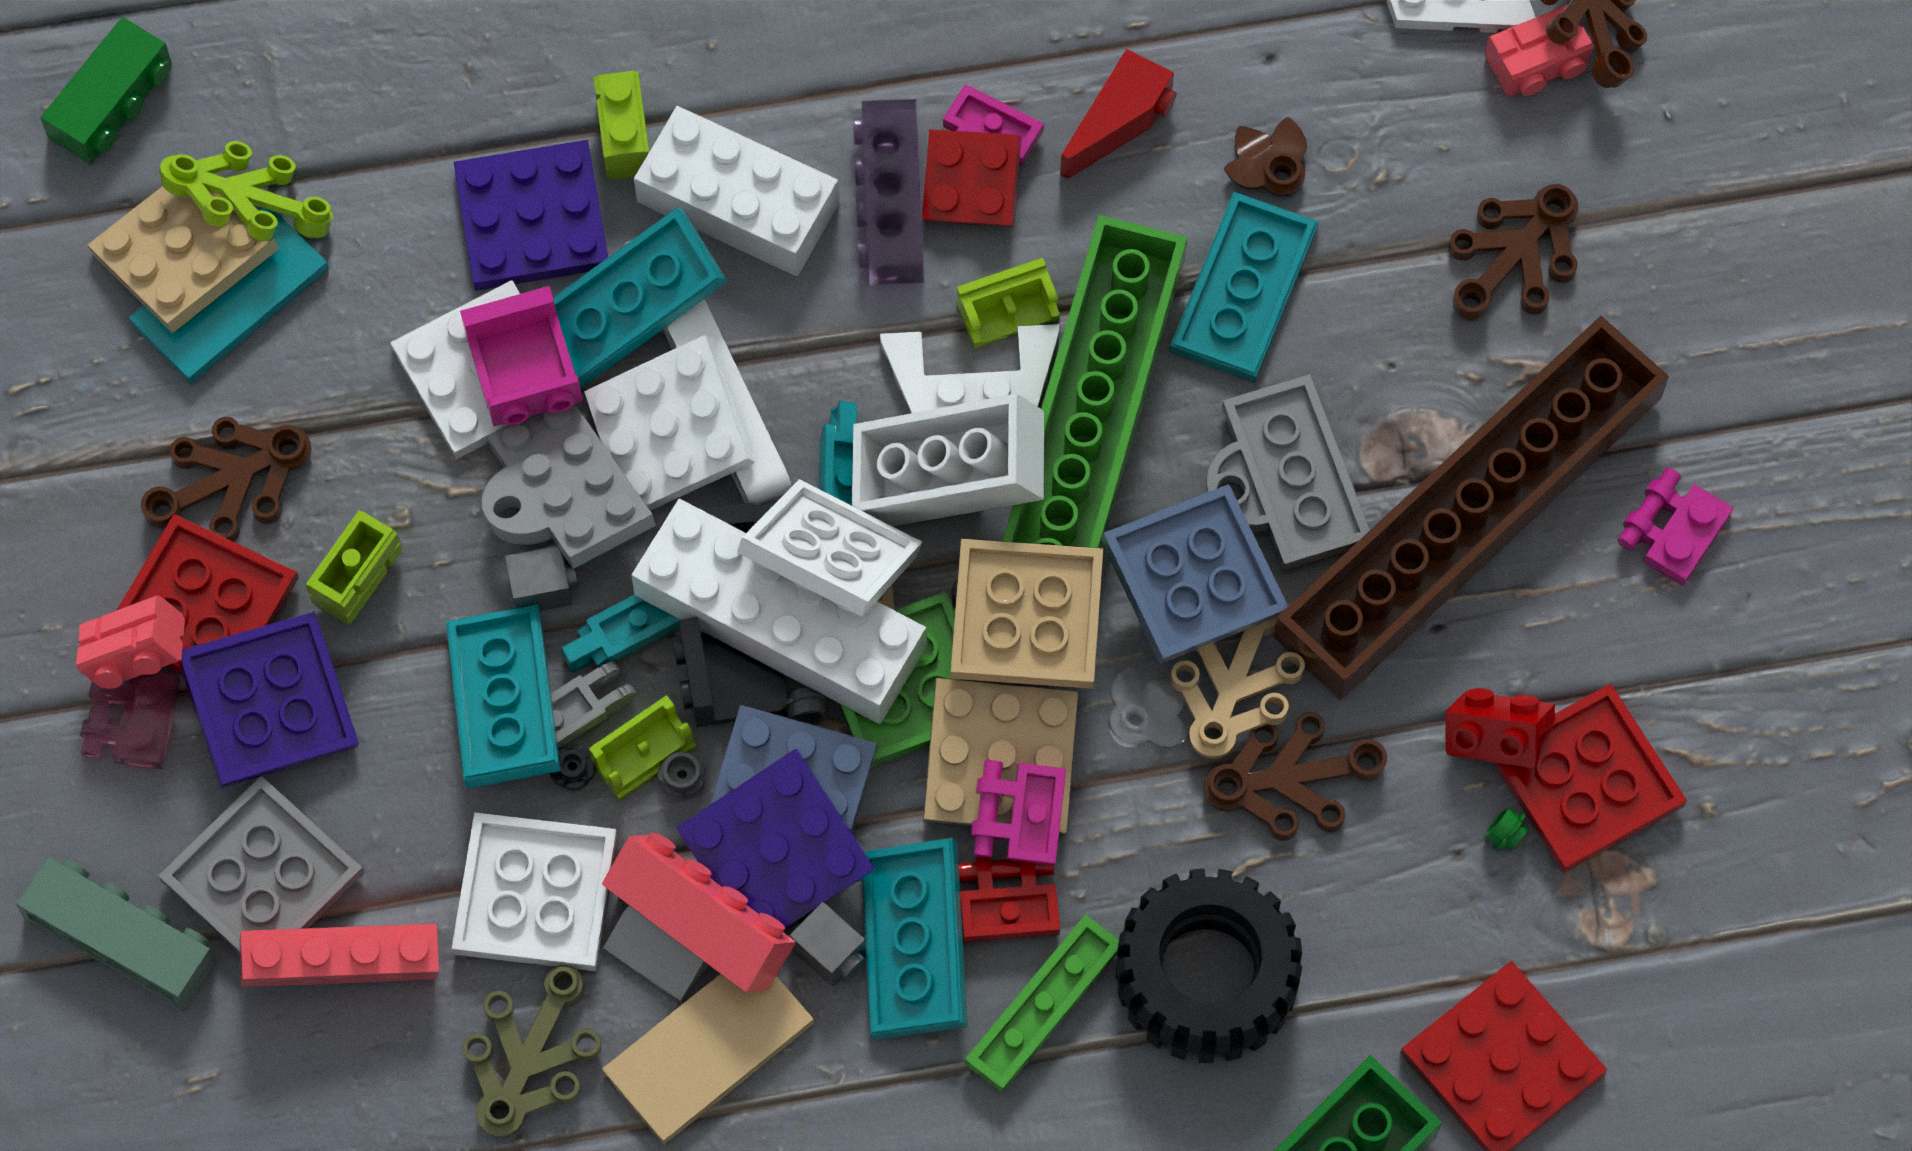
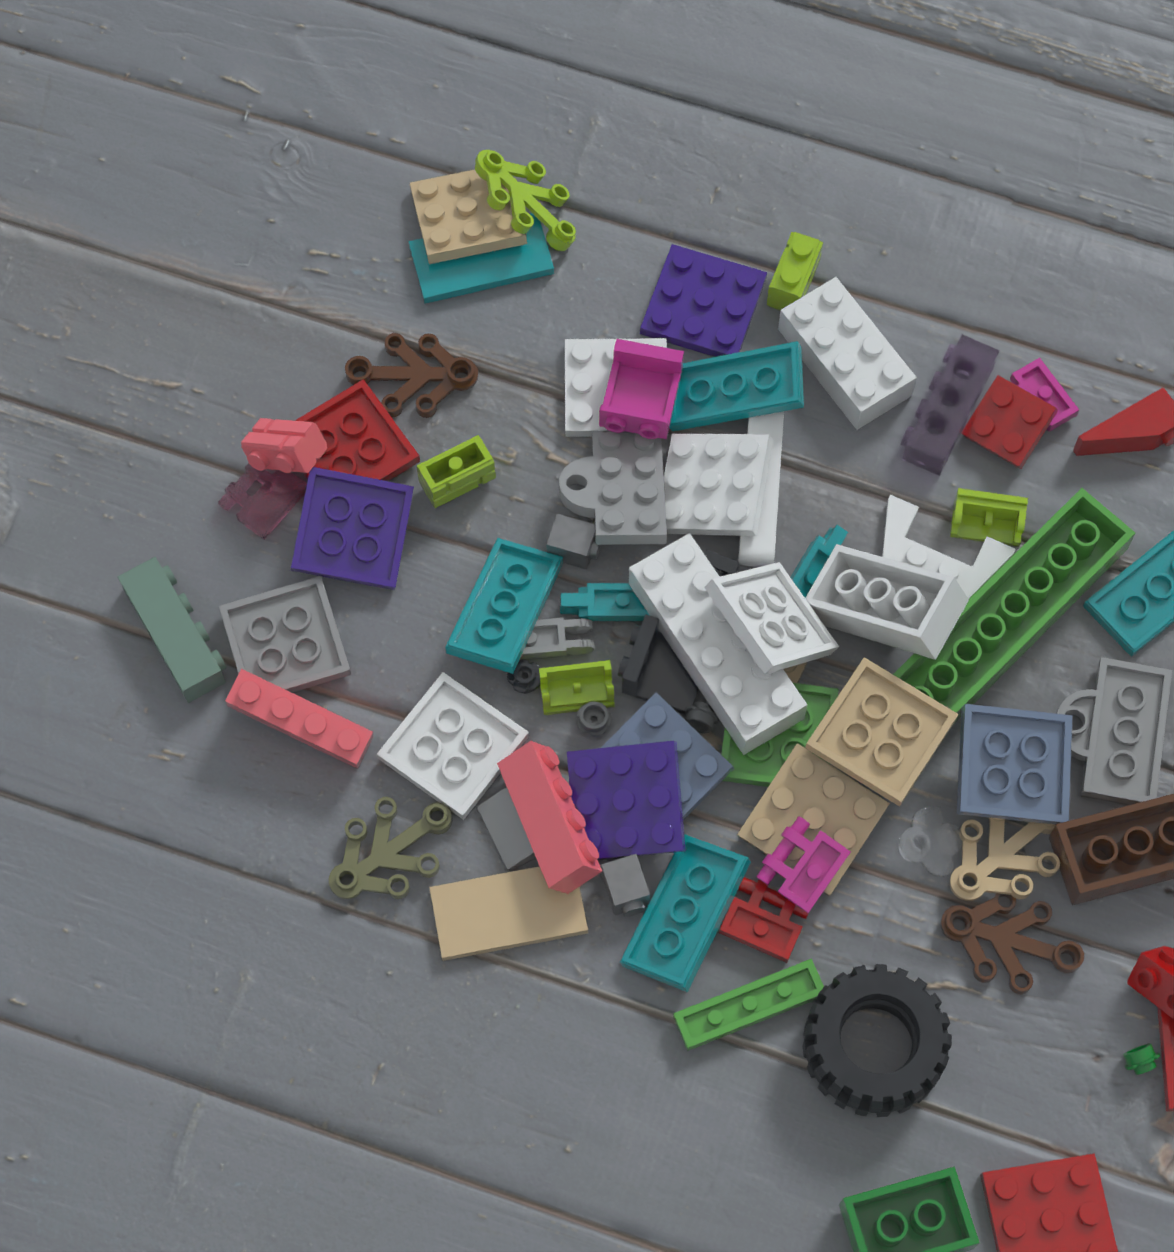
camera: 30 degrees right, 0 degrees up
(107, 91) = (477, 92): green brick -> none

